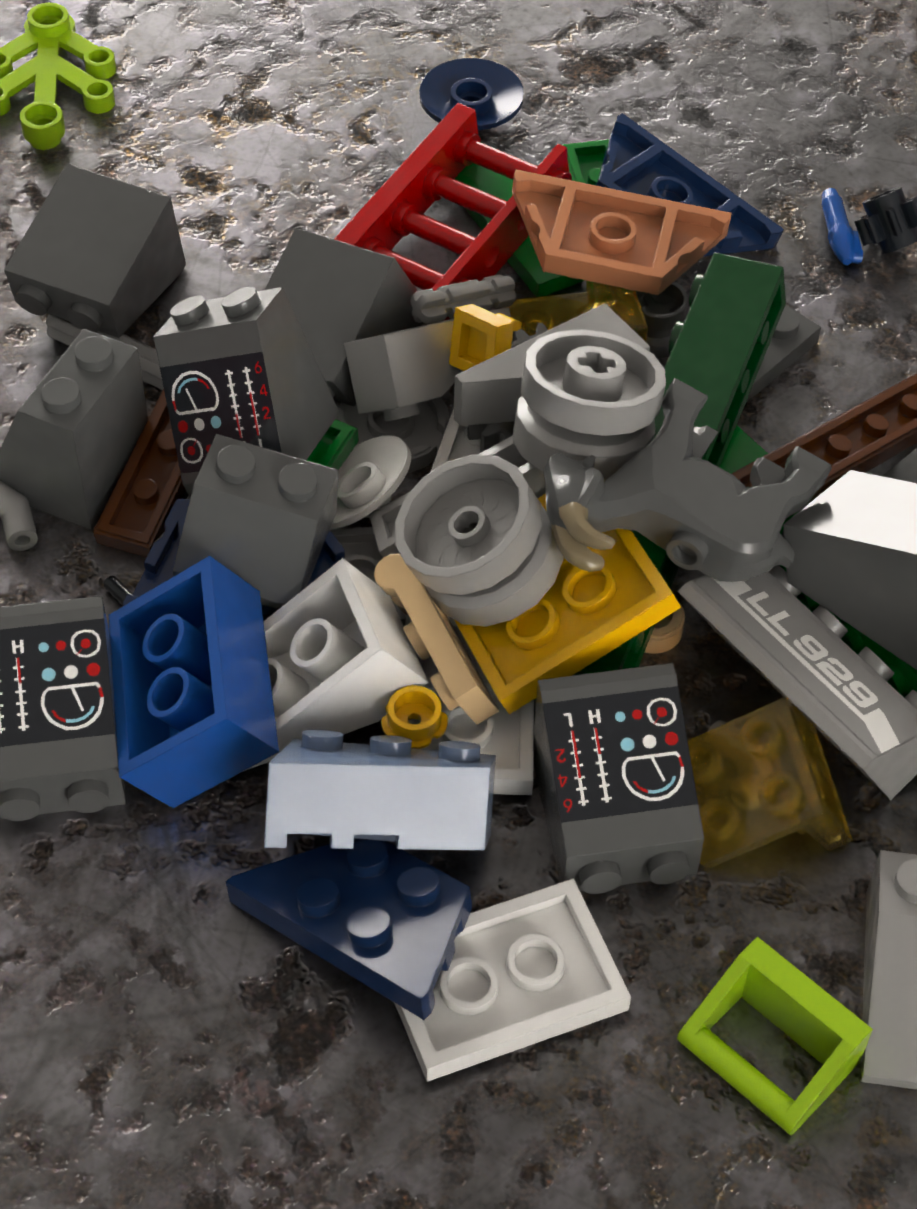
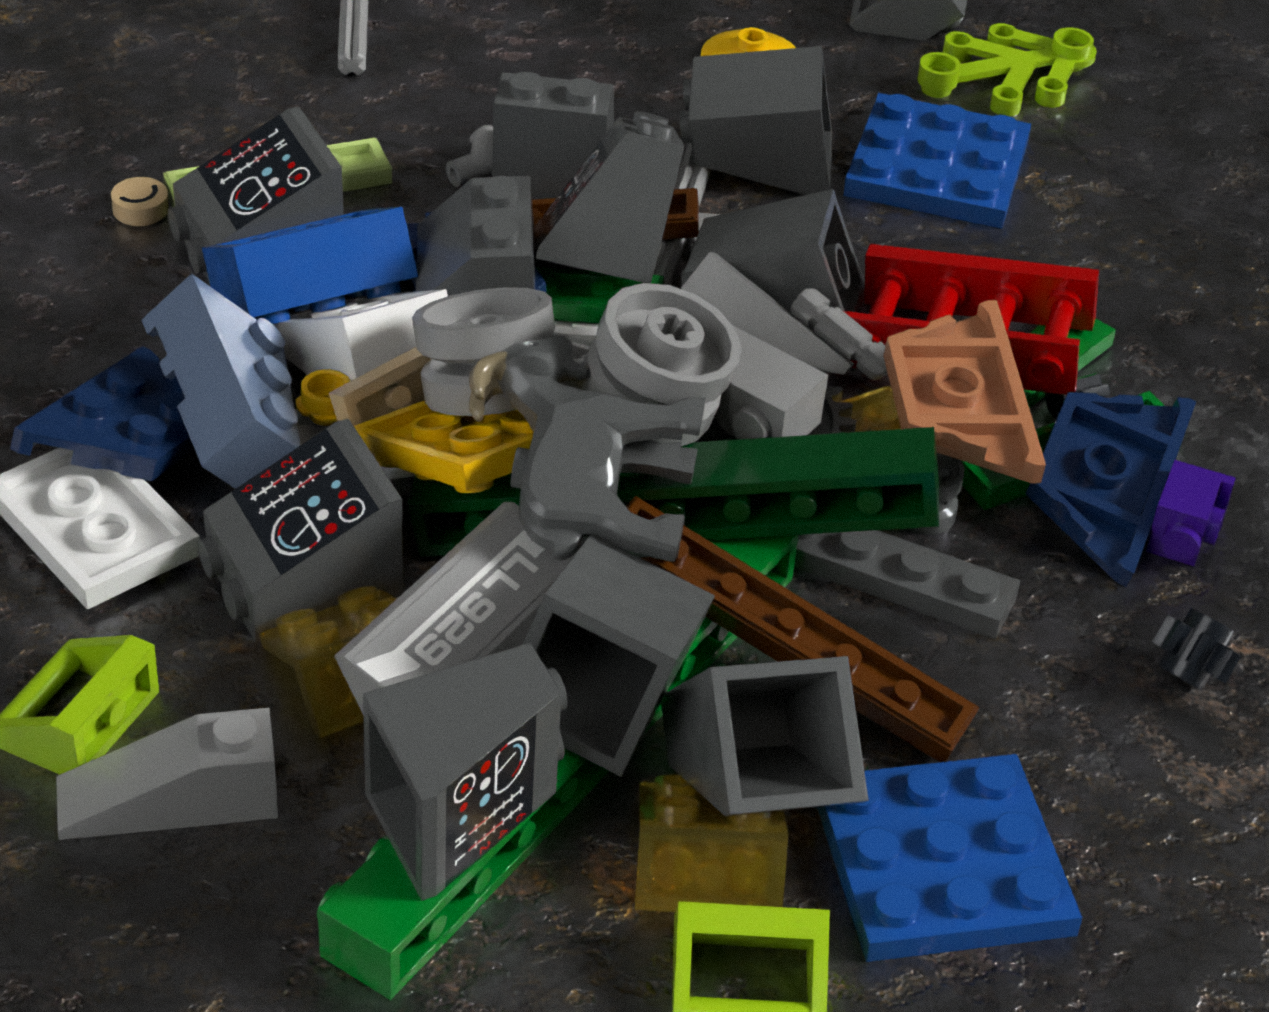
camera: 70 degrees right, 10 degrees down
(186, 156) = (938, 160): none -> blue plate
(476, 84) = (1169, 310): dark blue dish -> none
(479, 335) = (767, 323): yellow tile -> none
(735, 166) = (1189, 512): none -> dark purple brick
(841, 237) = (1144, 633): blue piece -> none

